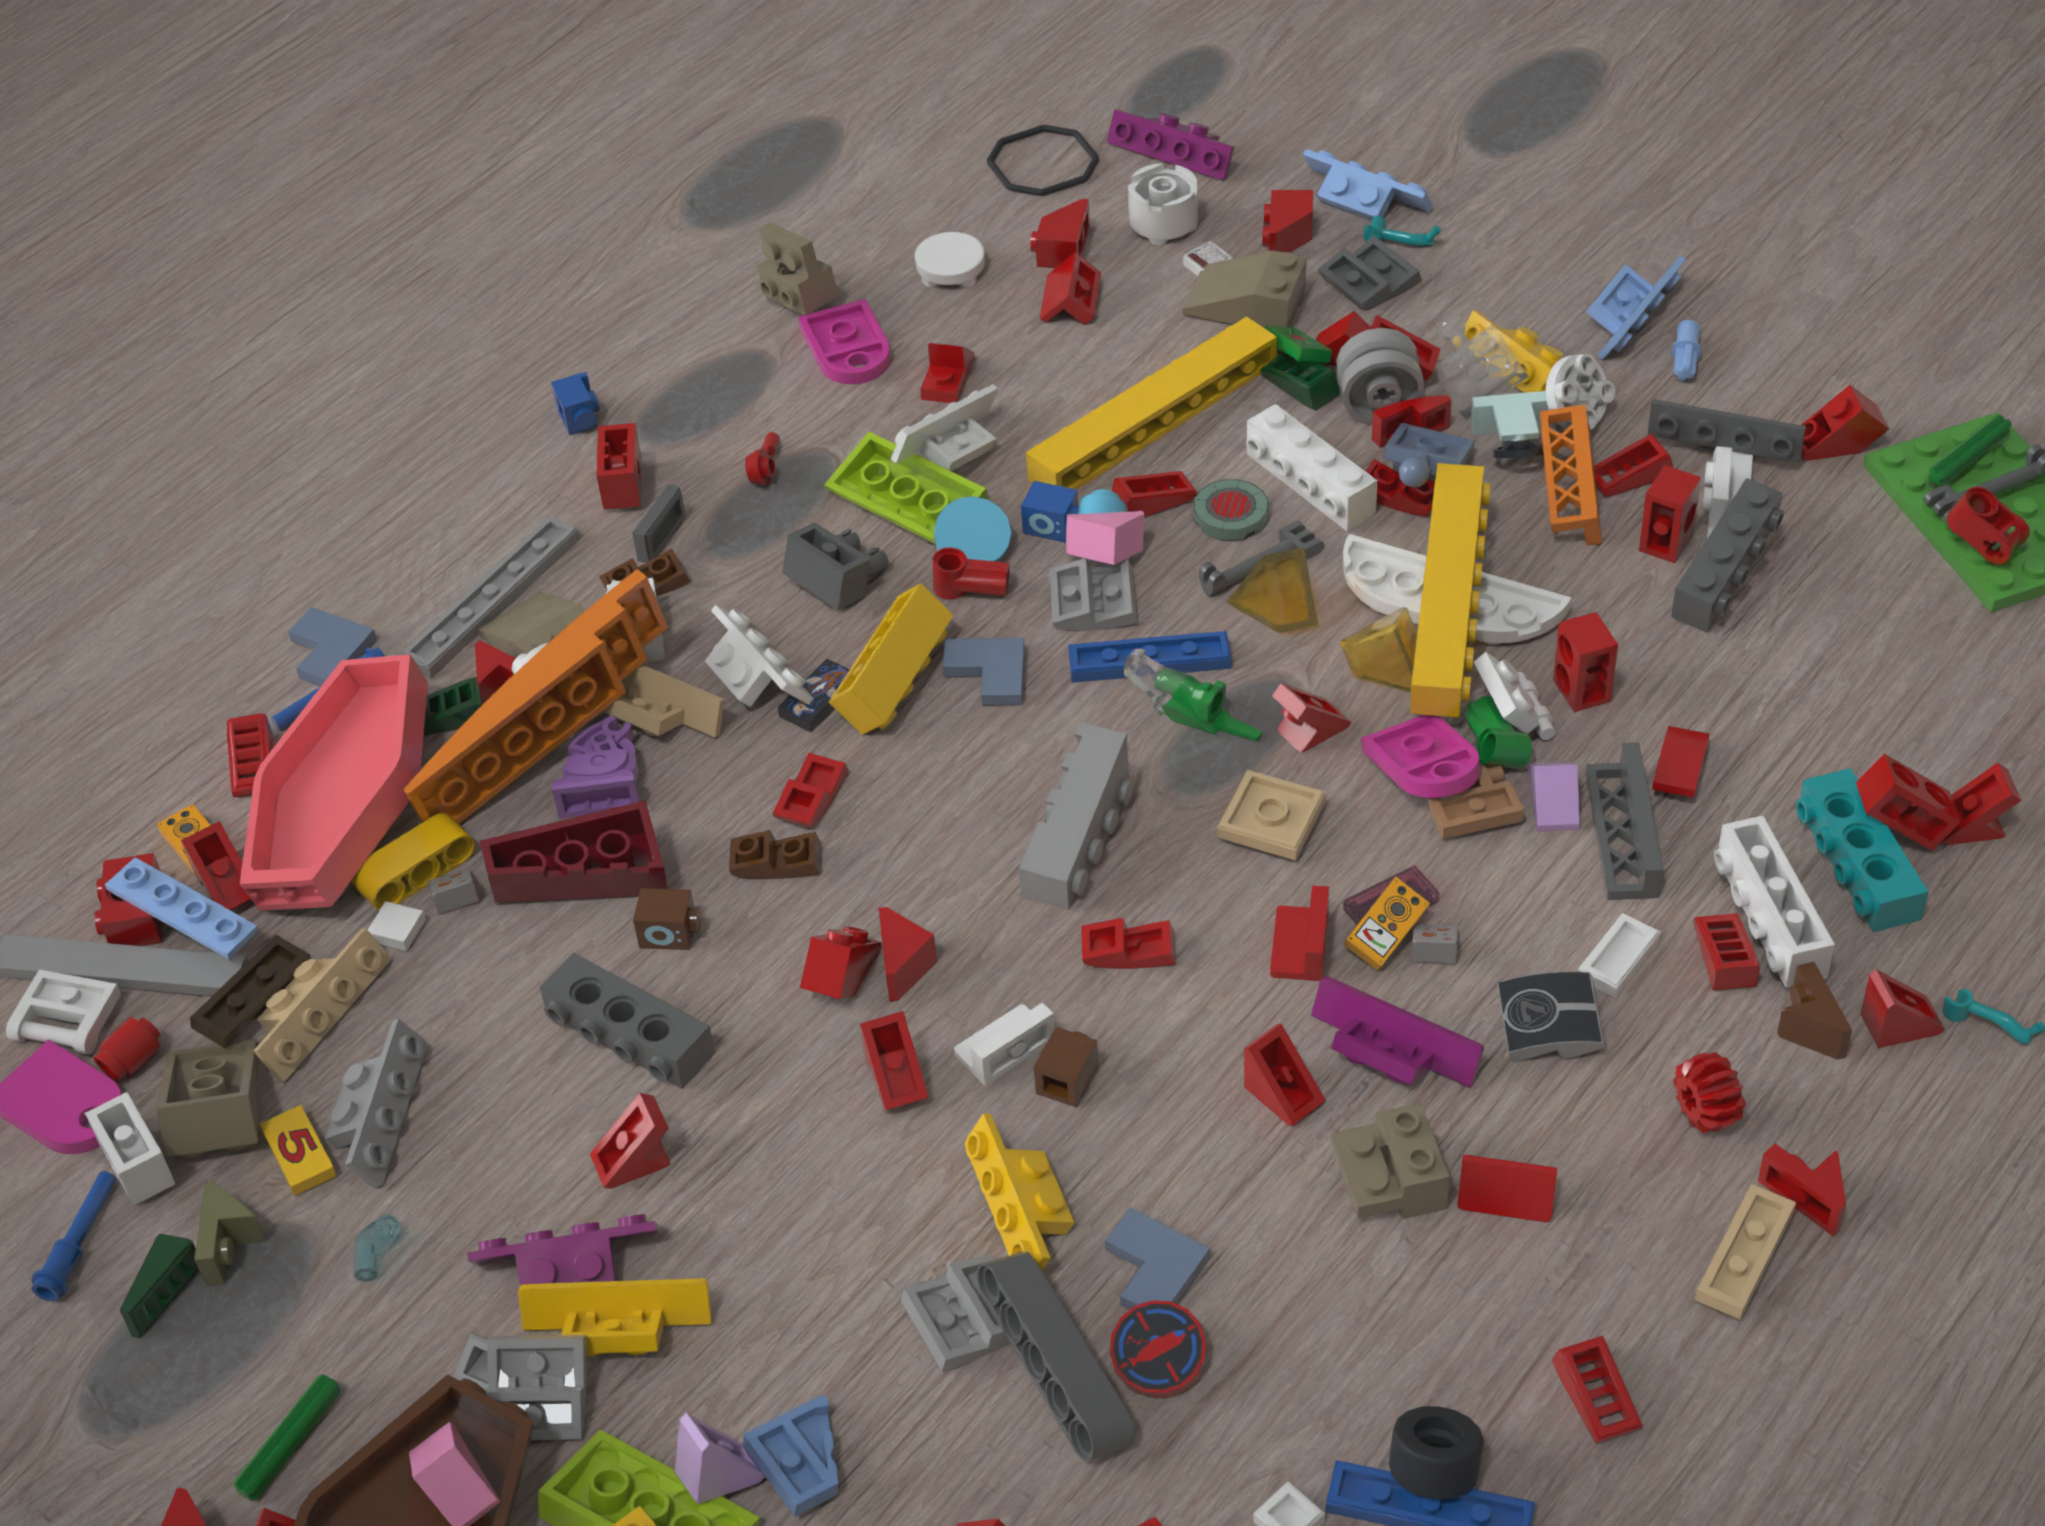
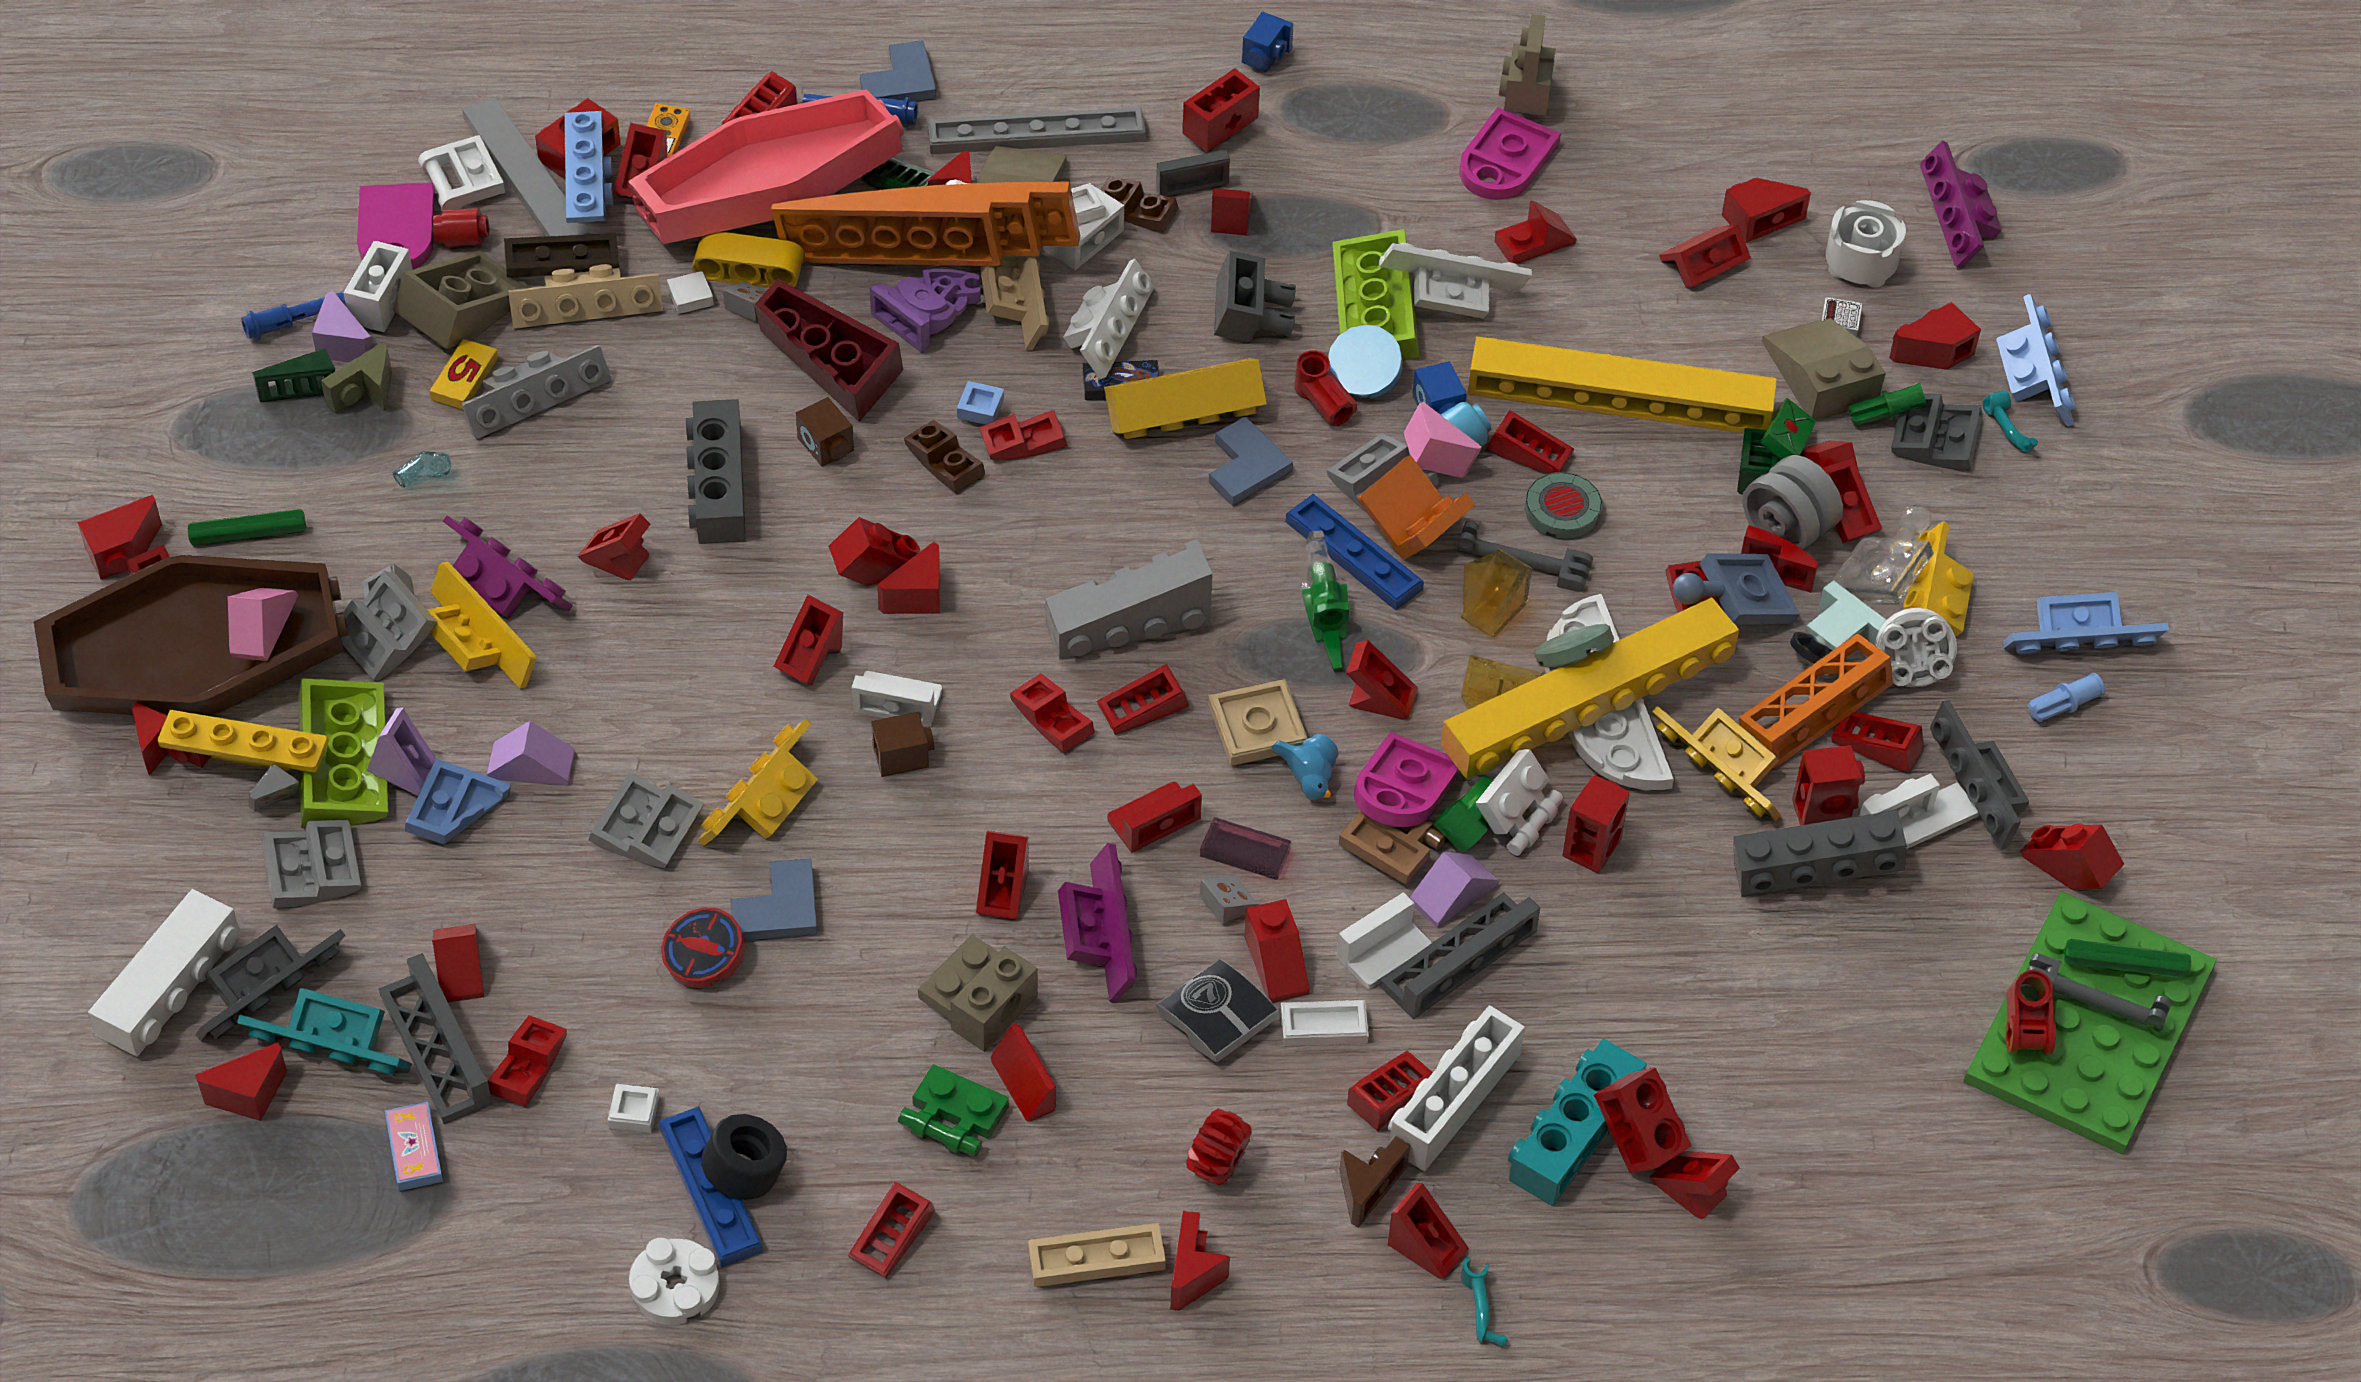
camera: 45 degrees right, 5 degrees up
(145, 1212) = (339, 331): none -> lavender slope
(722, 523) = (1231, 211): none -> red slope
(747, 797) = (980, 403): none -> light blue plate
(760, 464) = (1312, 191): red plate -> none
(804, 1361) = (531, 757): none -> lavender slope
(950, 259) = (1662, 155): white tile -> none
(1036, 191) = (1842, 172): black piece -> none
(1055, 1356) = (641, 889): dark grey beam -> none
(1165, 597) = (1411, 508): none -> orange bracket
(1179, 847) = (1148, 684): none -> red slope
(1311, 467) = (1652, 525): white brick -> none
(1324, 280) = (1888, 405): none -> green axle
(1351, 804) = (1311, 763): none -> dark azure animal
(1386, 923) = (1210, 855): light orange tile -> none
(1404, 568) = (1573, 646): none -> sand green tile
(1494, 1256) = (959, 1102): none -> green plate
(1524, 937) = (1276, 950): none -> red slope
(1573, 869) = (1381, 941): none -> white panel
(1575, 553) = (1730, 751): none -> yellow bracket
(1680, 761) = (1560, 951): red slope -> none

